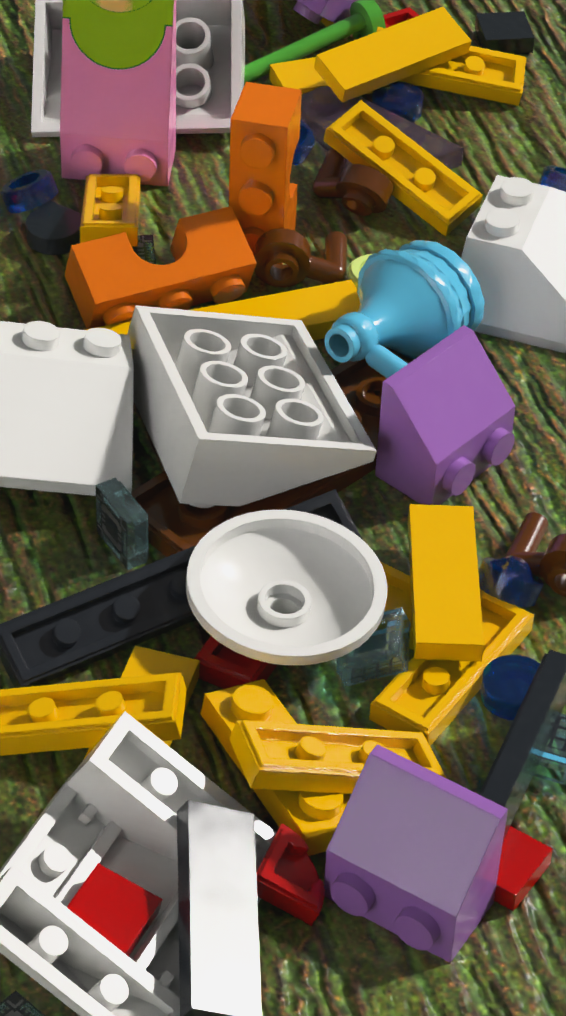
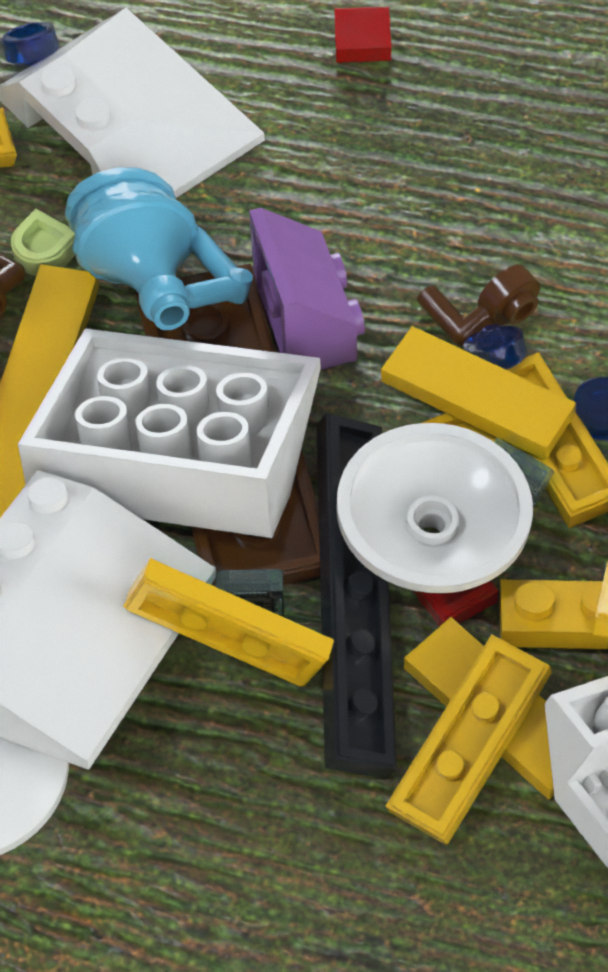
camera: 55 degrees left, 15 degrees up
(67, 498) = (227, 623): none -> yellow tile

